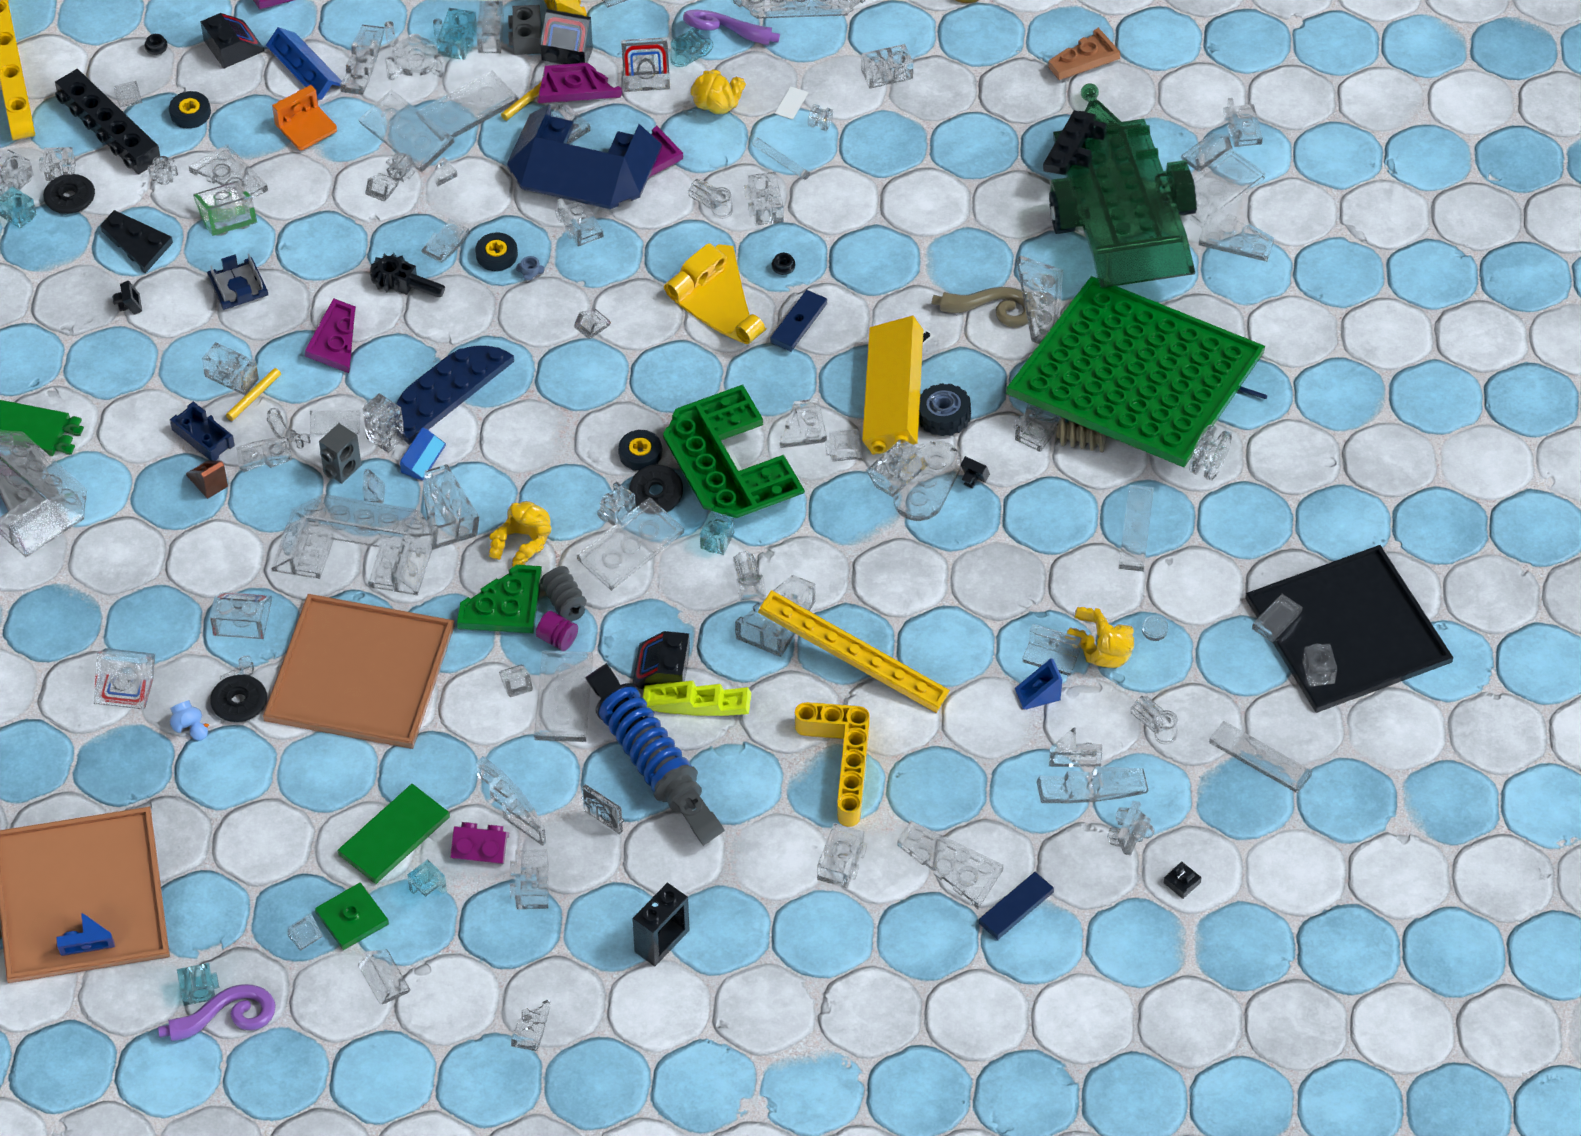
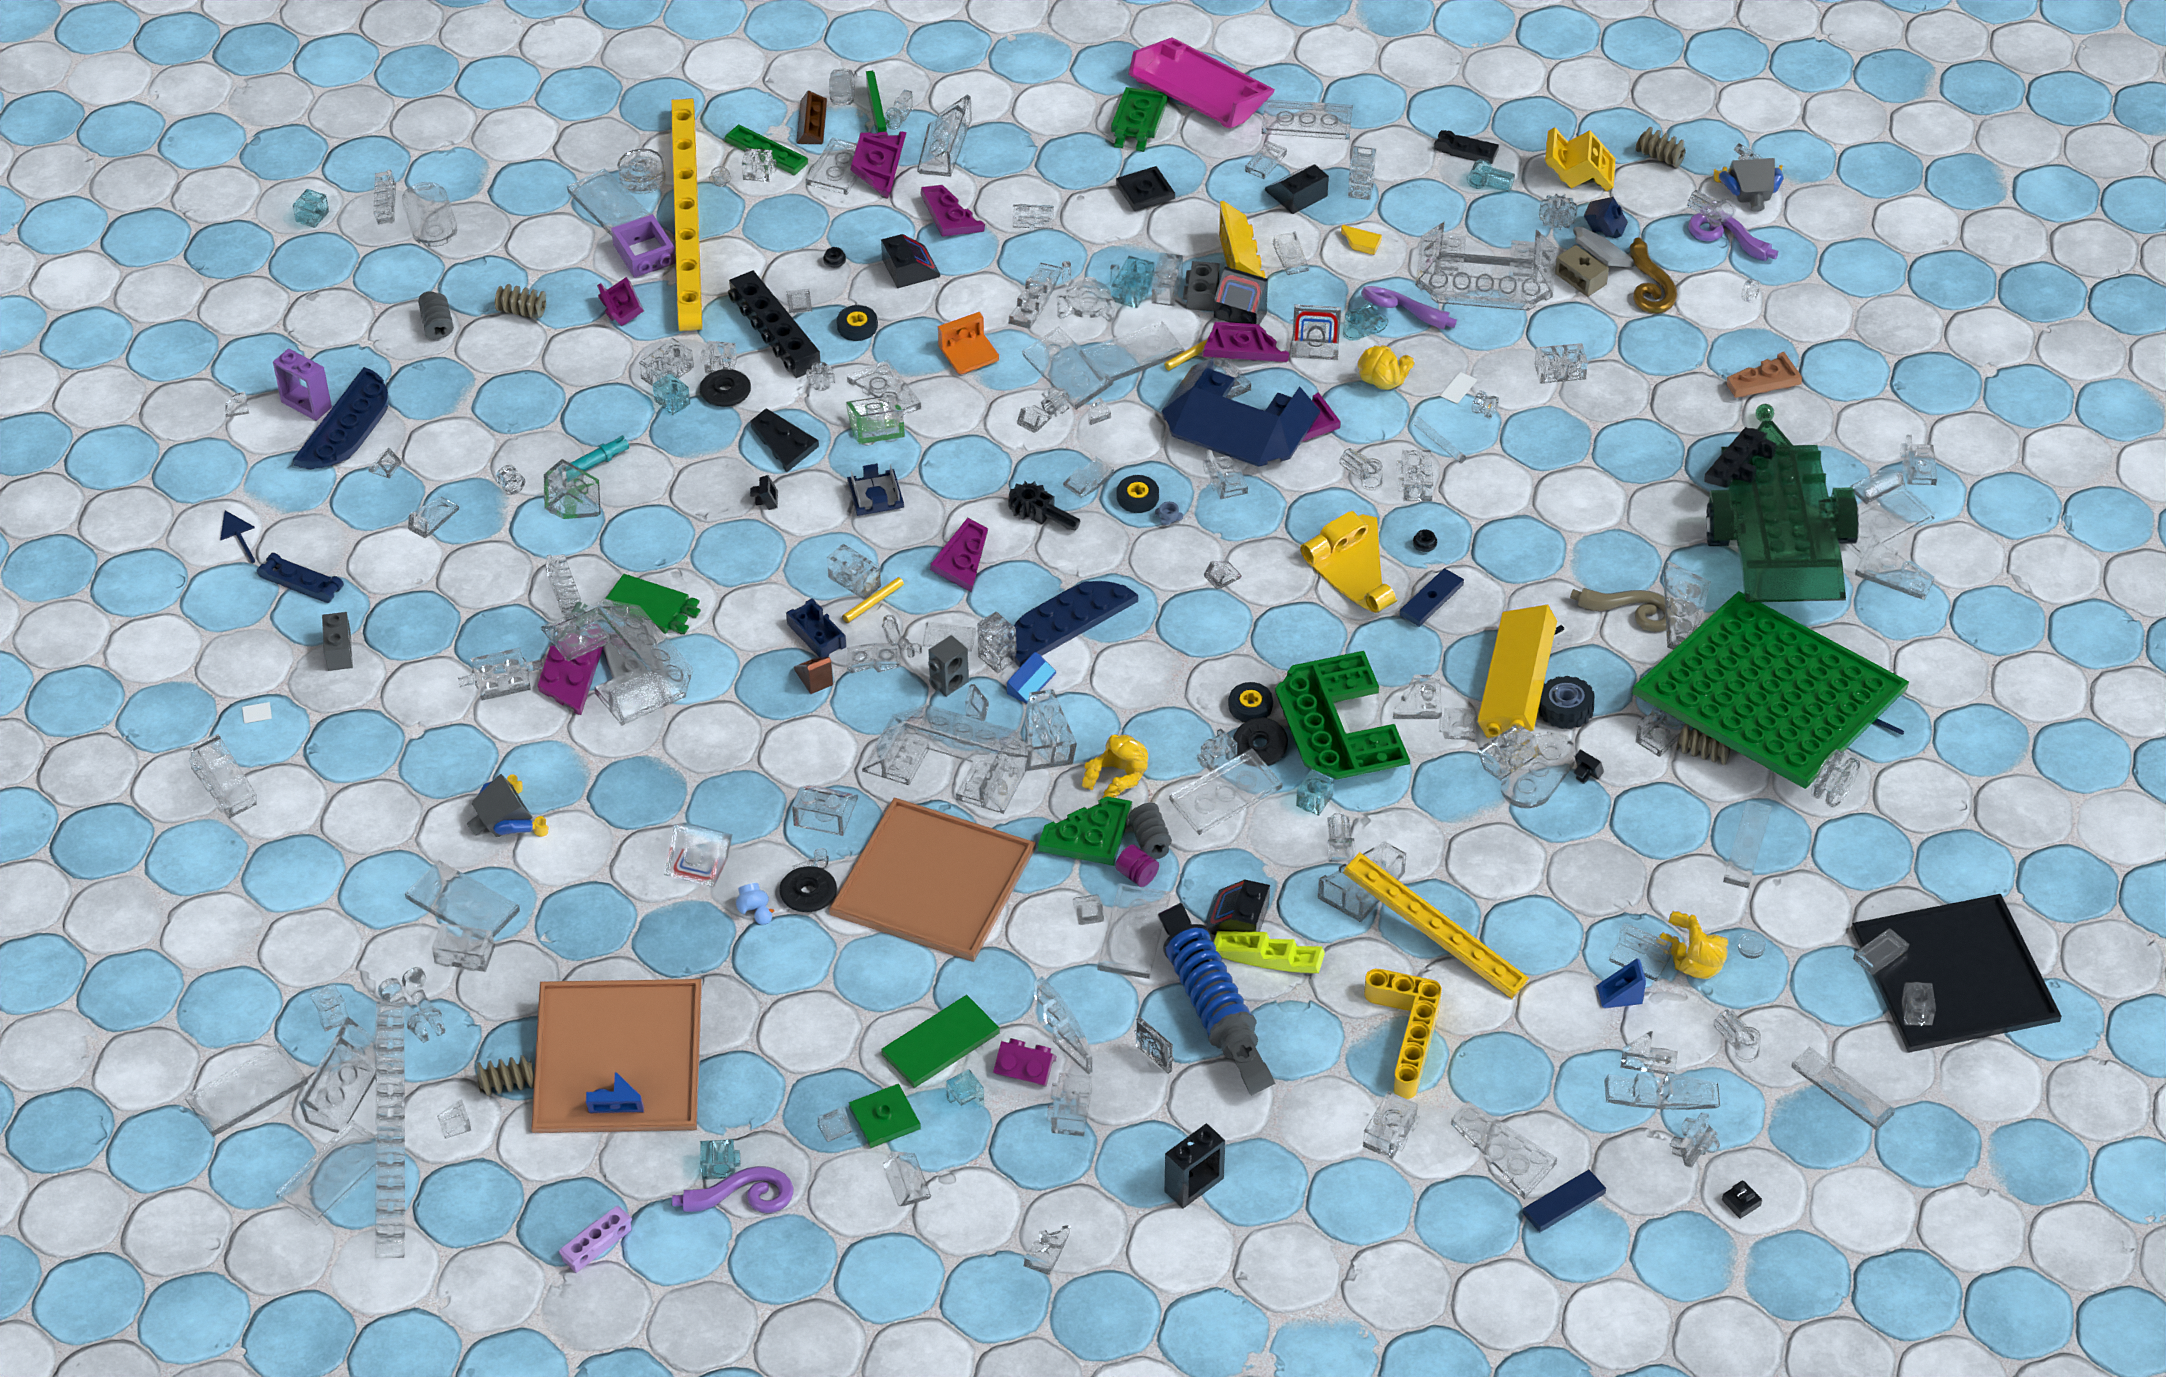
camera: 10 degrees right, 5 degrees down
(90, 1081) = (596, 1239): none -> lavender piece
(302, 61) = (975, 290): blue panel -> none

